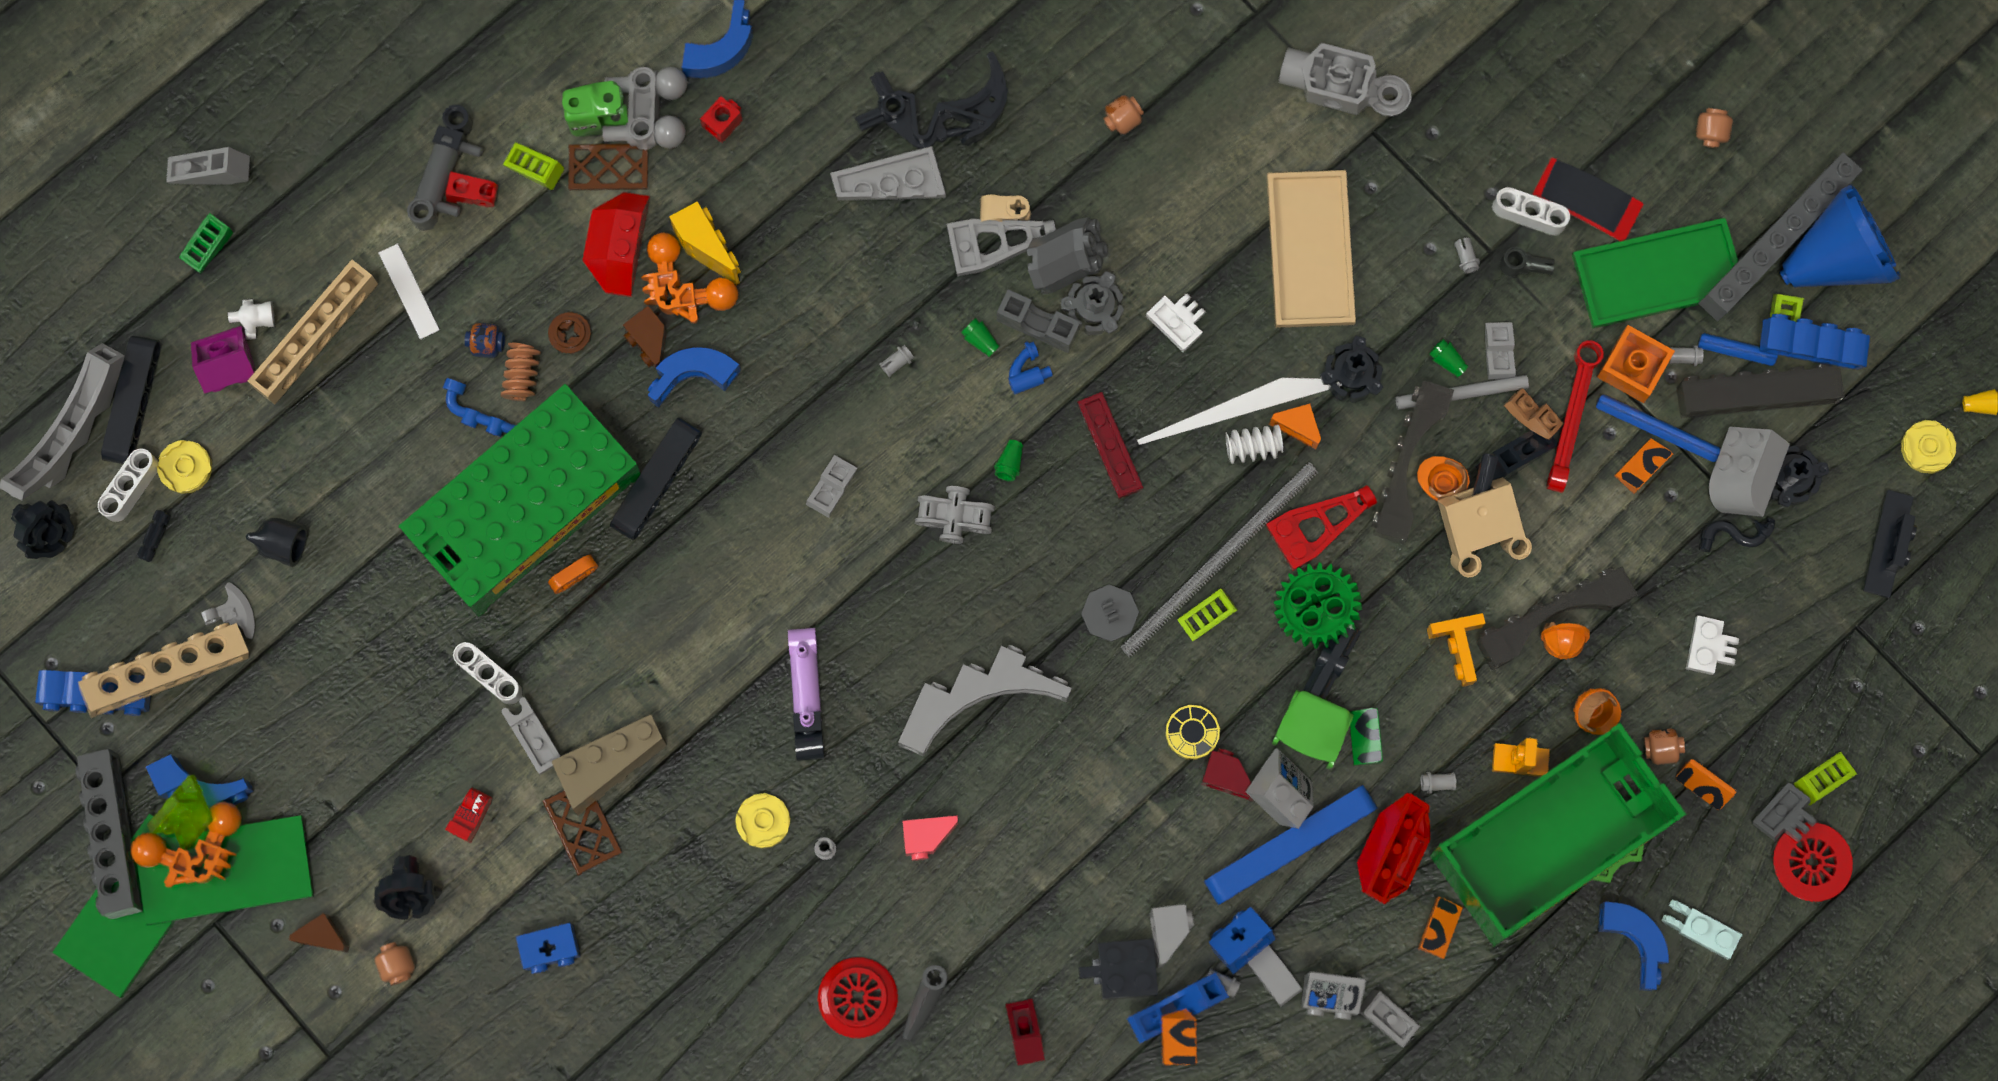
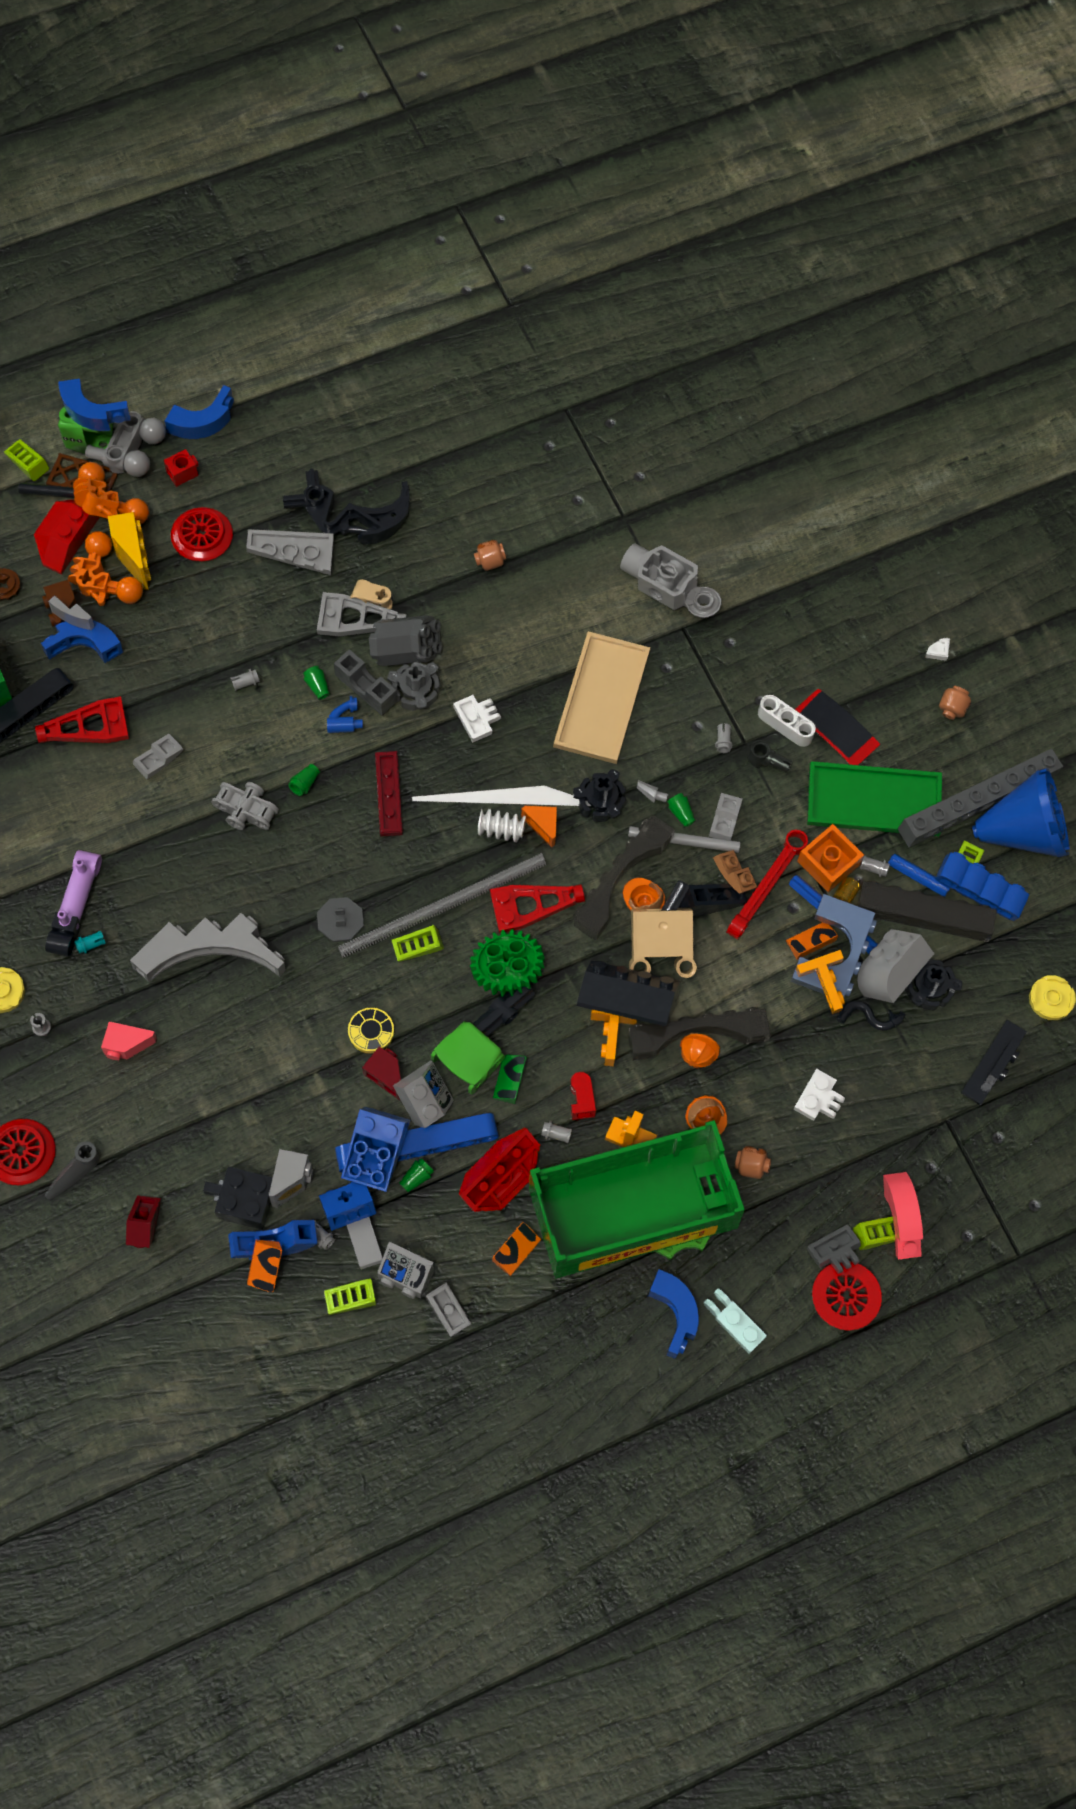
camera: 15 degrees right, 10 degrees down
(591, 194) = (47, 490): none -> black piece
(596, 96) = (89, 414): none -> blue arch
(645, 199) = (91, 495): none -> orange piece
(677, 352) = (74, 616): none -> light grey slope
(764, 459) = (113, 721): none -> red plate
(781, 219) = (198, 552): none -> red piece
(841, 733) = (89, 942): none -> teal pin
(1253, 870) = (375, 1148): none -> blue slope
(1299, 1026) = (361, 1303): none -> lime slope
(1303, 881) = (416, 1175): none -> green cone
(1406, 346) = (651, 792): none -> light grey bar
(1455, 732) = (582, 1089): none -> red leg
(1468, 600) = (628, 993): none -> black slope
(1664, 397) = (847, 890): none -> clear yellow piece
(1674, 65) = (939, 650): none -> white tile
(1680, 511) = (826, 977): none -> light orange bracket
(1693, 437) = (856, 924): none -> sand blue arch
(1705, 784) = (777, 1204): orange slope -> none
(1849, 749) = (906, 1214): none -> coral arch

